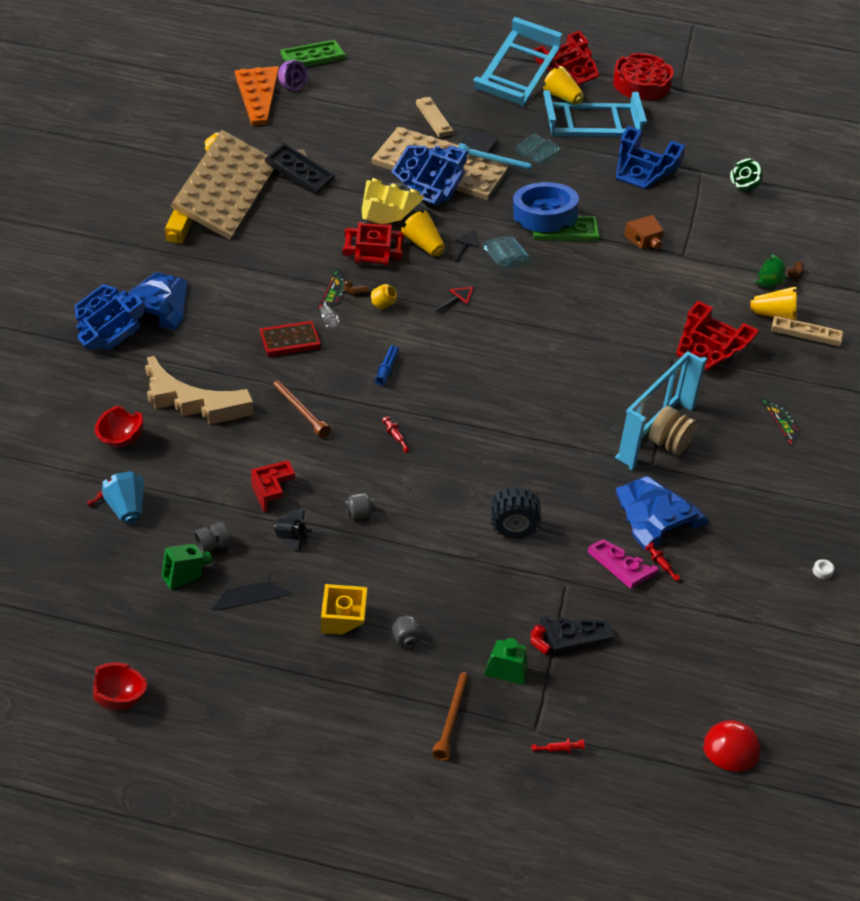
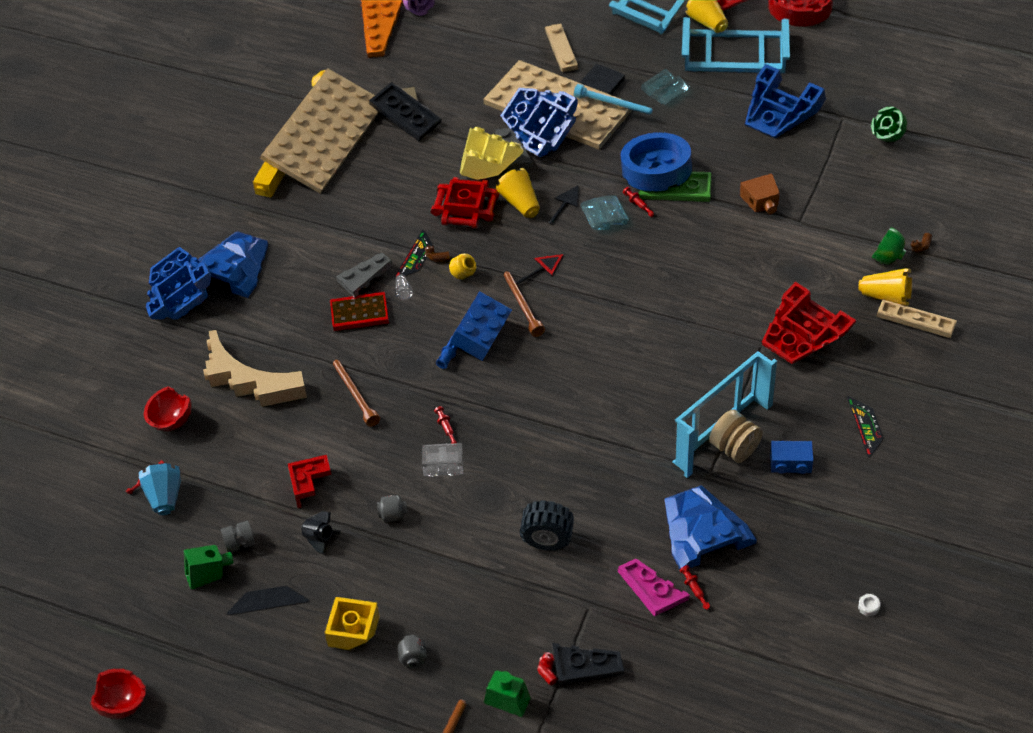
camera: 15 degrees right, 5 degrees up
(287, 306) = (363, 273): none -> dark grey wing
(399, 462) = (442, 459): none -> clear brick
(413, 346) = (480, 326): none -> blue brick
(462, 347) = (535, 327): none -> dark orange piece
(530, 238) = (634, 198): none -> red piece
(724, 447) = (791, 456): none -> blue brick

